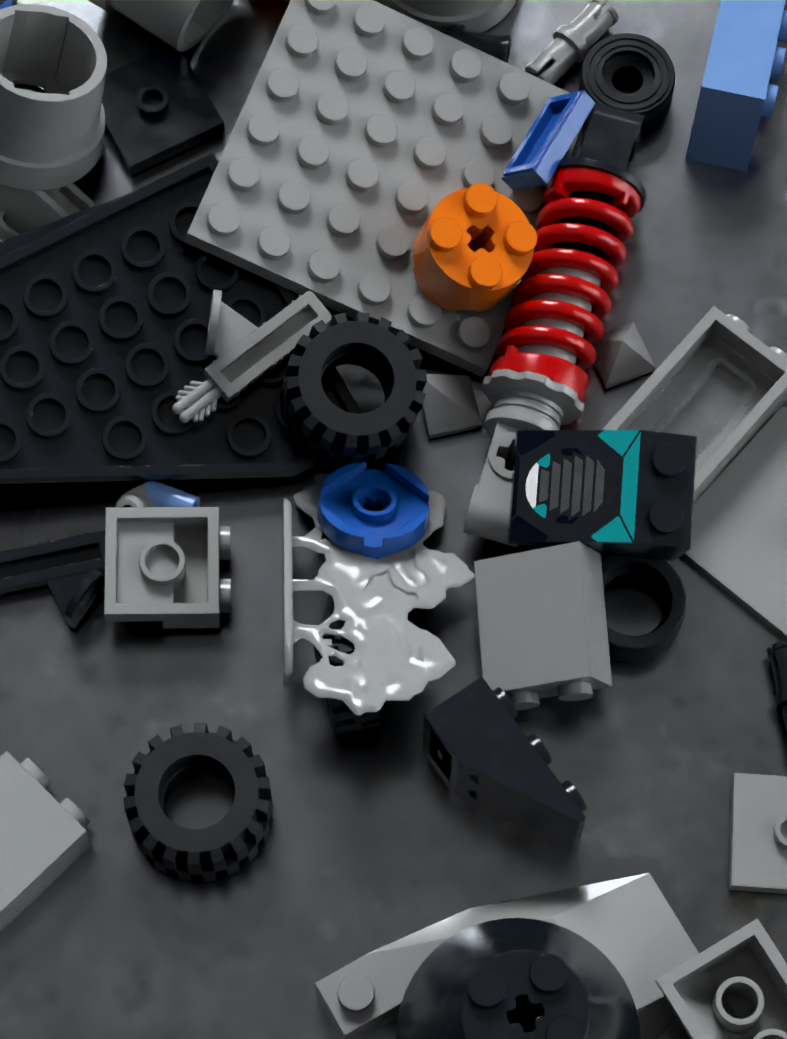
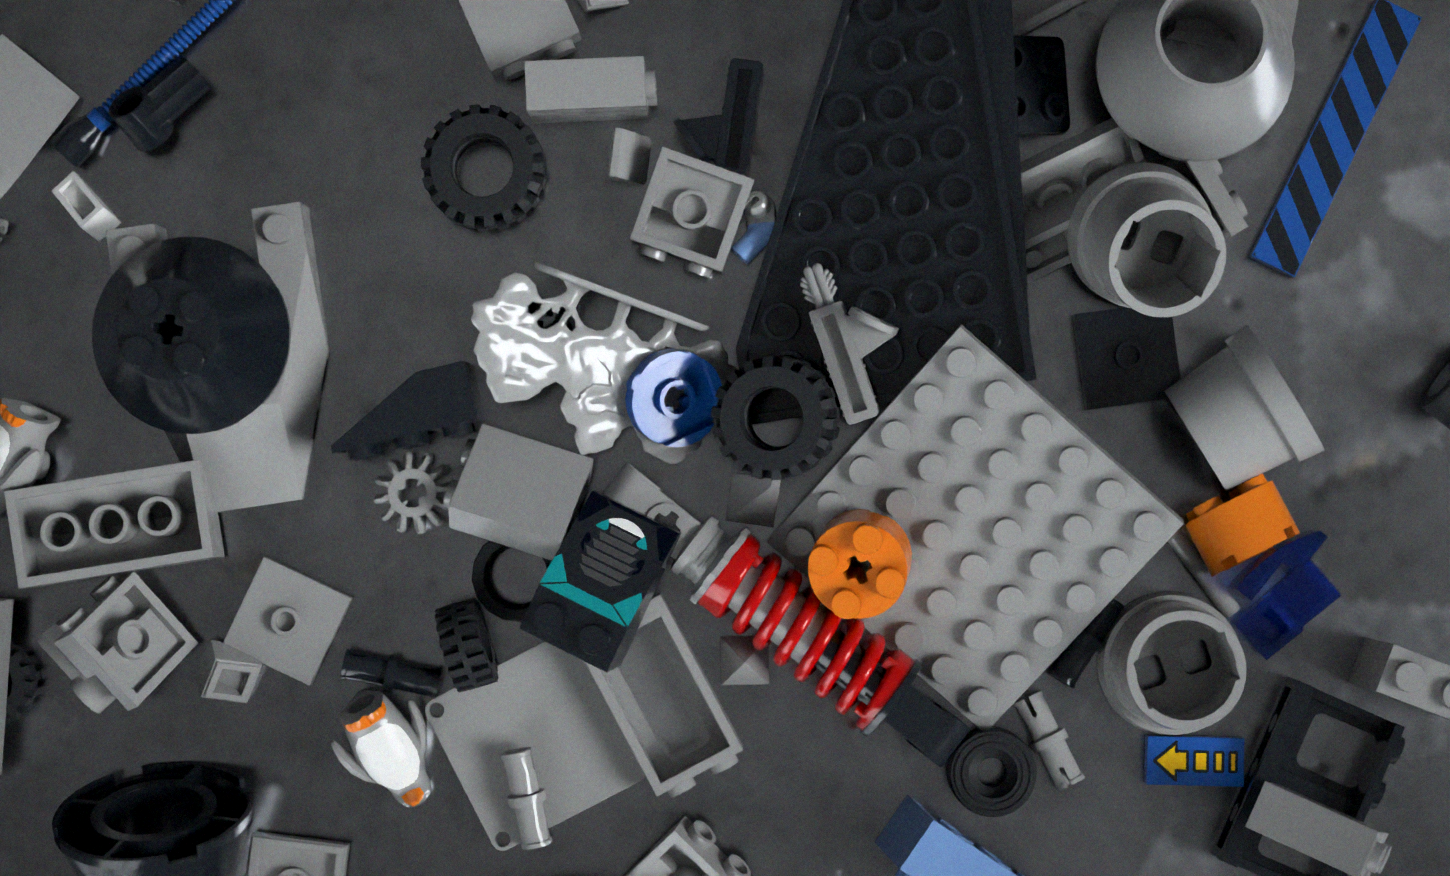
camera: 110 degrees right, 20 degrees up
(69, 714) = (589, 89): none -> light grey brick
(129, 665) = (629, 157): none -> light grey slope
(548, 140) = (945, 673): blue tile -> none
(593, 727) = (402, 481): none -> light grey gear
(730, 620) = (466, 645): none -> black tyre

